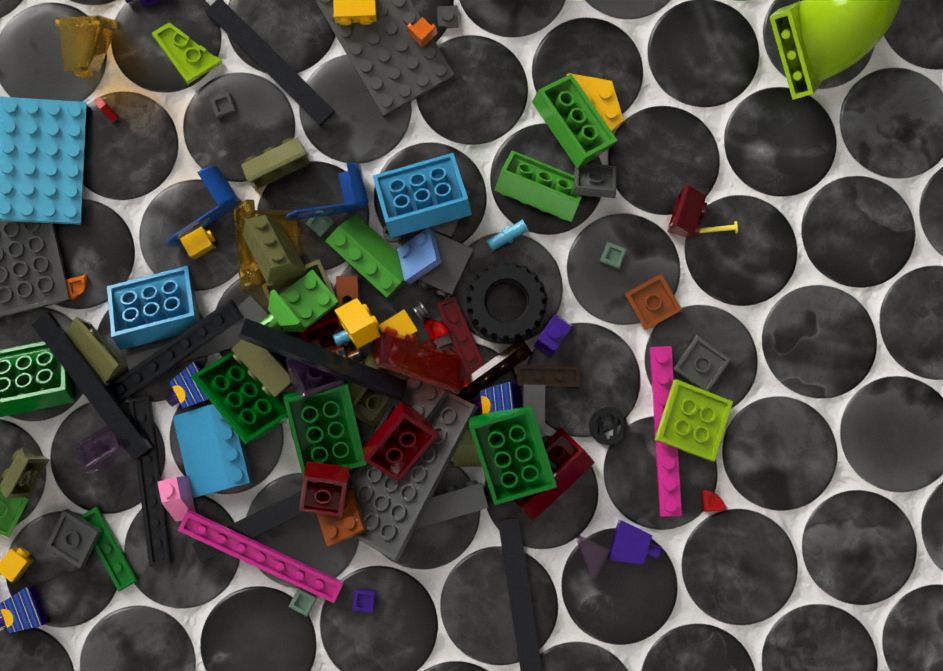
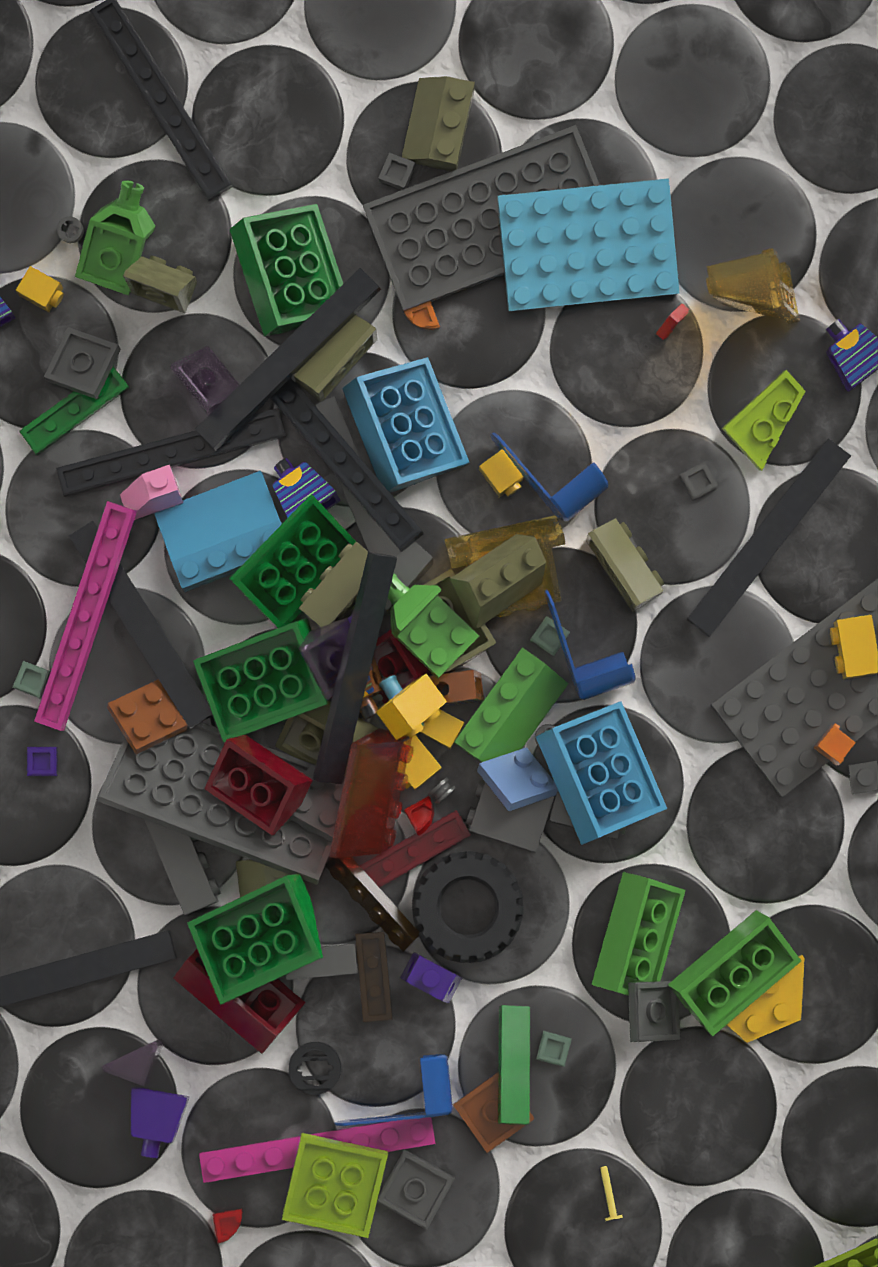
camera: 80 degrees right, 0 degrees up
(324, 489) = (183, 690): dark red slope -> none
(377, 305) = (443, 729): none -> yellow brick
(498, 398) = (333, 911): torso -> none
(507, 235) = (563, 897): medium azure pin -> none
(622, 283) = (514, 1065): none -> green tile
(637, 340) = (436, 1093): none -> blue piece
(687, 212) = (624, 1146): dark red slope -> none

